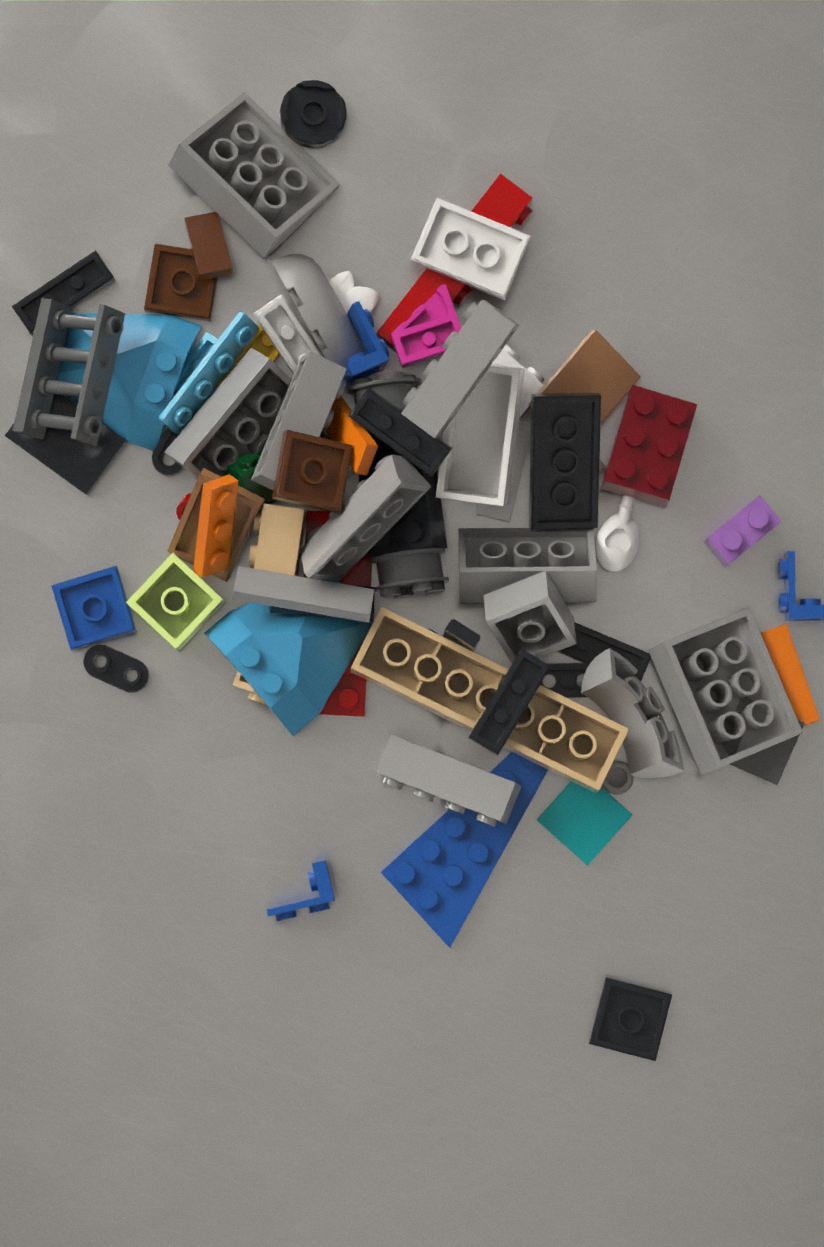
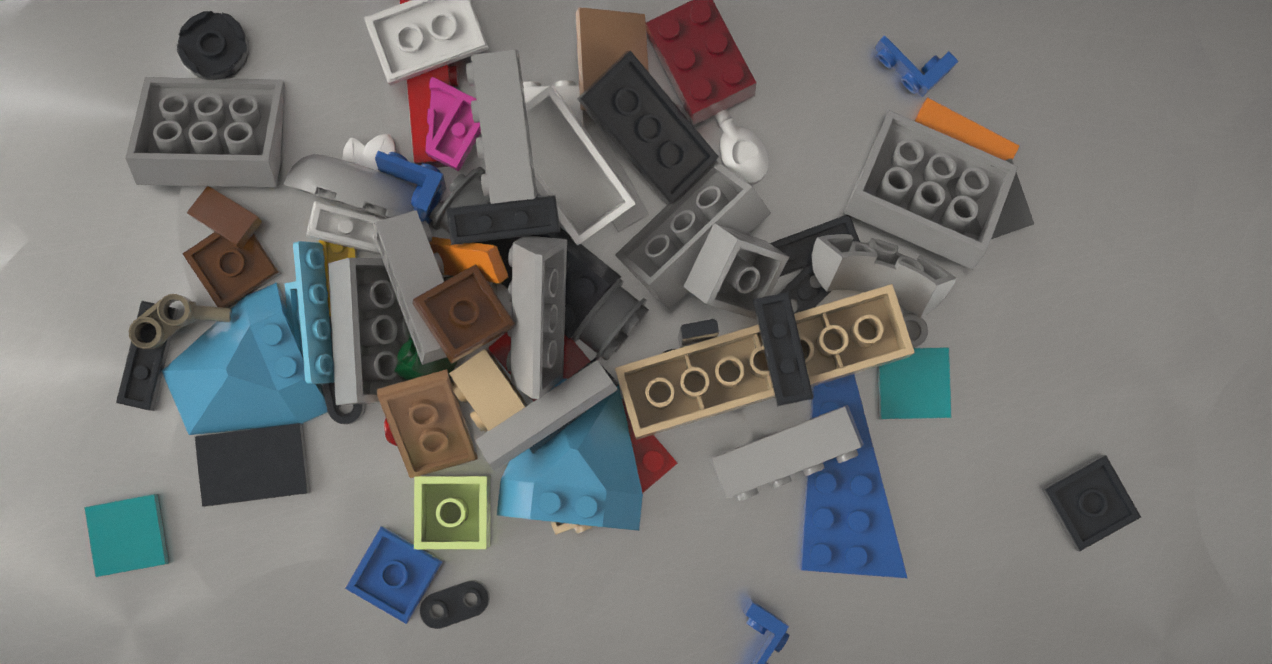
camera: 40 degrees left, 0 degrees up
(43, 368) = (180, 424): dark grey fence -> none
(97, 287) = (165, 326): none -> dark tan beam
(215, 525) = (427, 425): orange plate -> none
(742, 531) = (830, 58): medium lavender brick -> none

